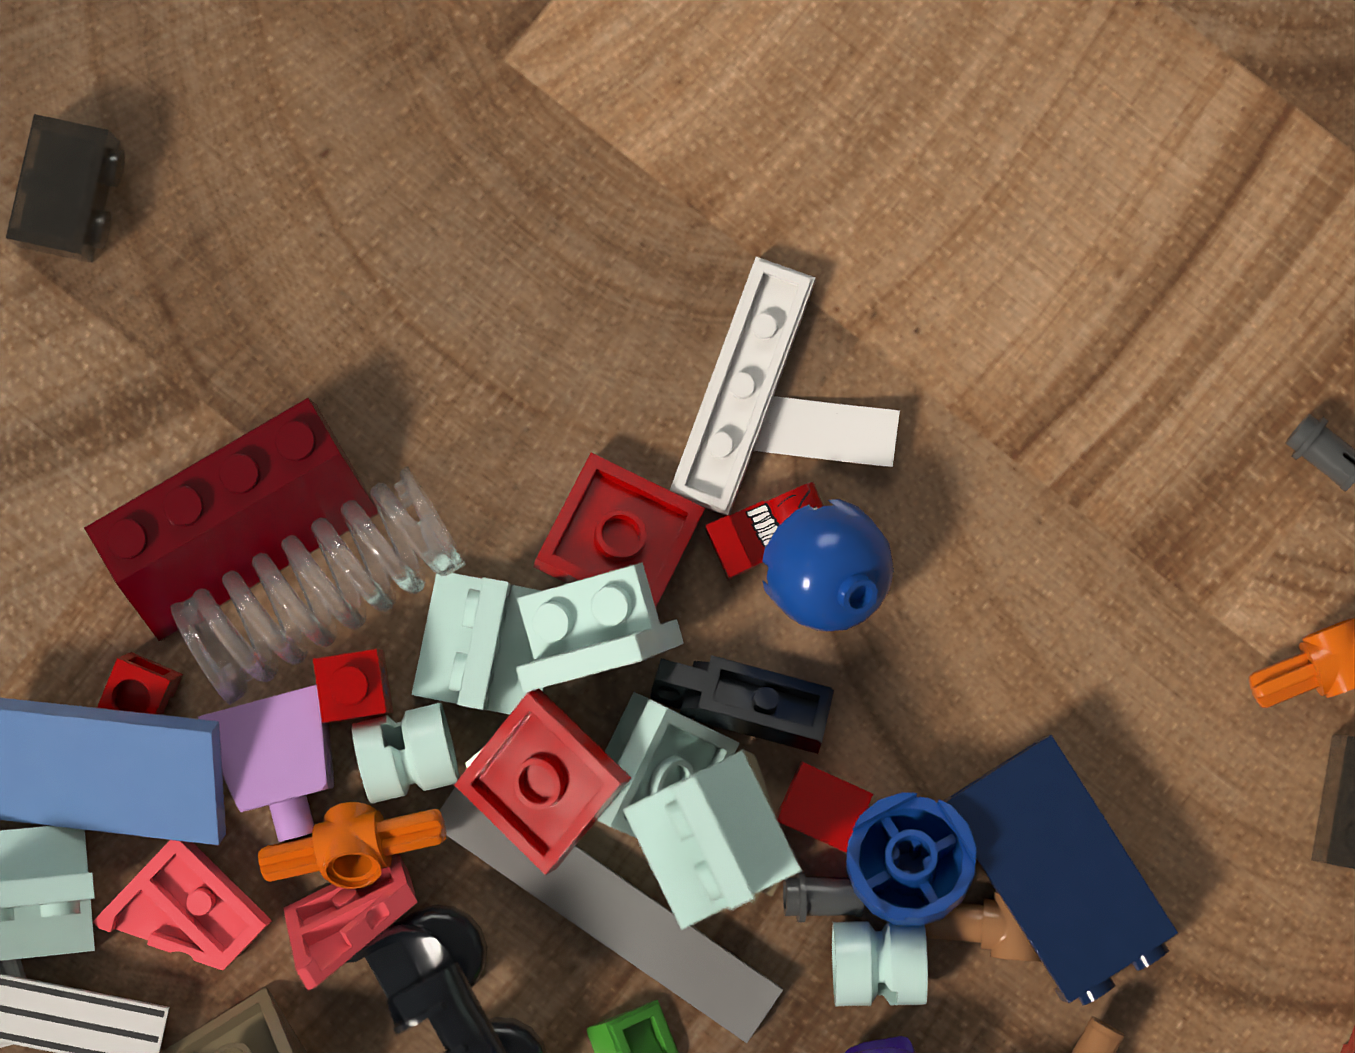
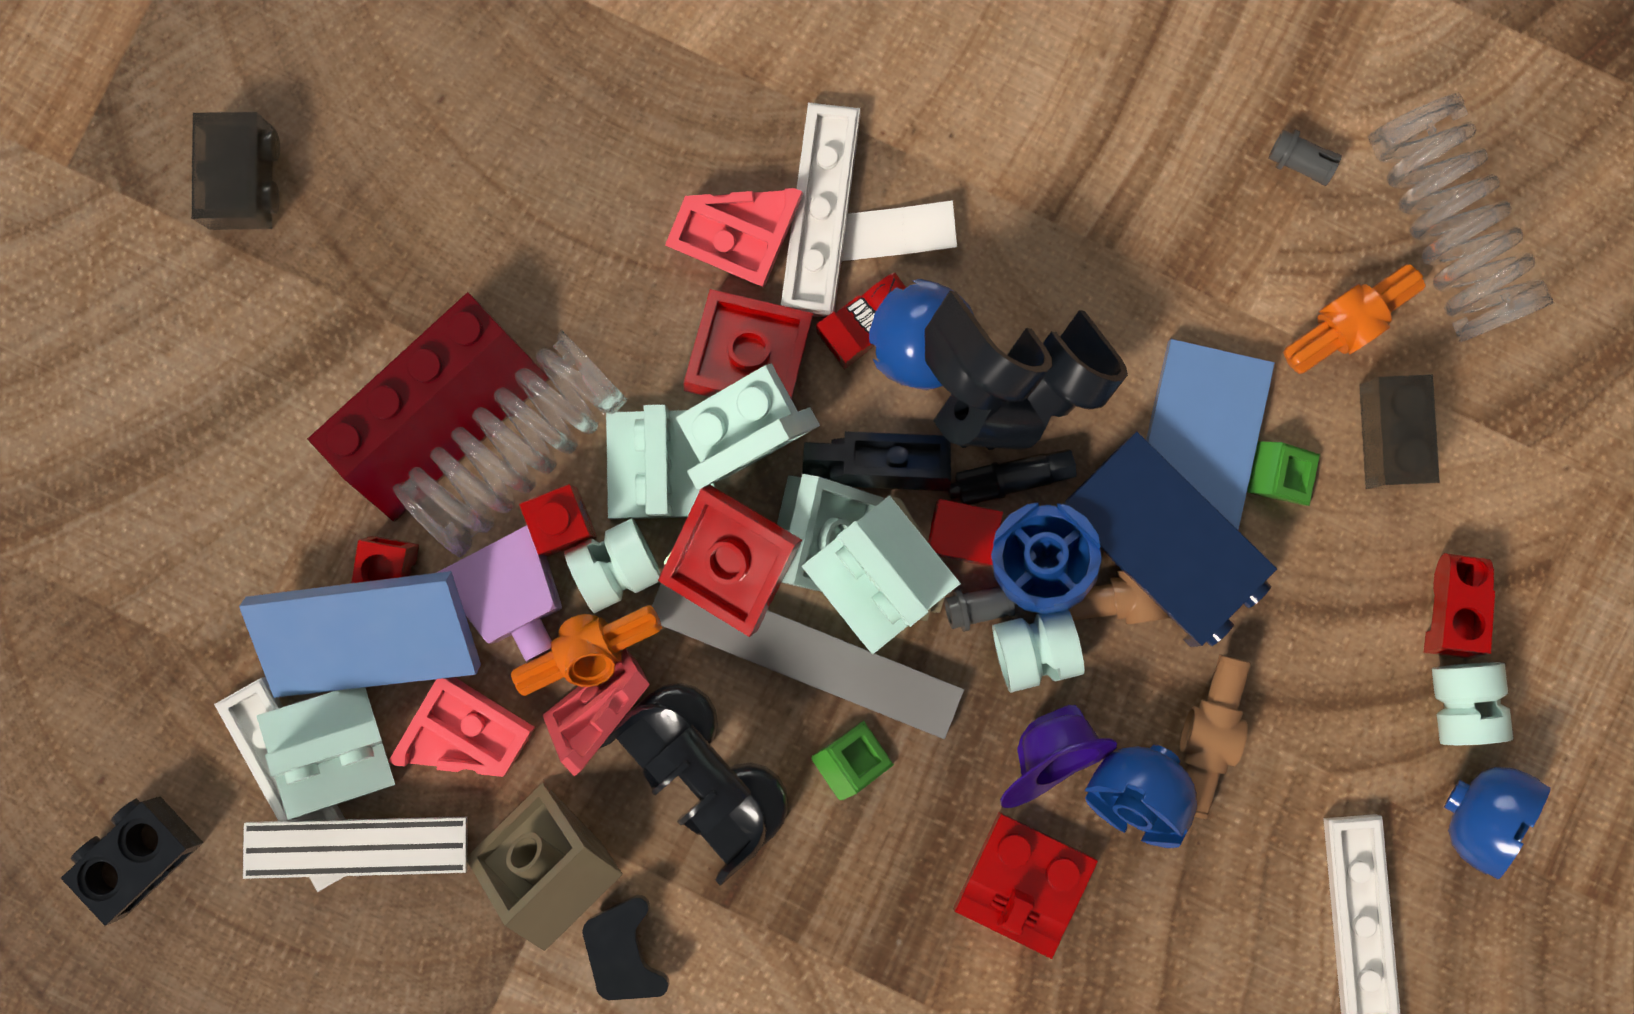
camera: 15 degrees left, 0 degrees up
(636, 390) = (736, 230): none -> coral wing
(896, 752) = (1013, 476): none -> black piece
(918, 664) = (1012, 396): none -> black piece
(1143, 741) = (1210, 420): none -> medium blue tile
(1216, 819) = (1283, 472): none -> bright green slope

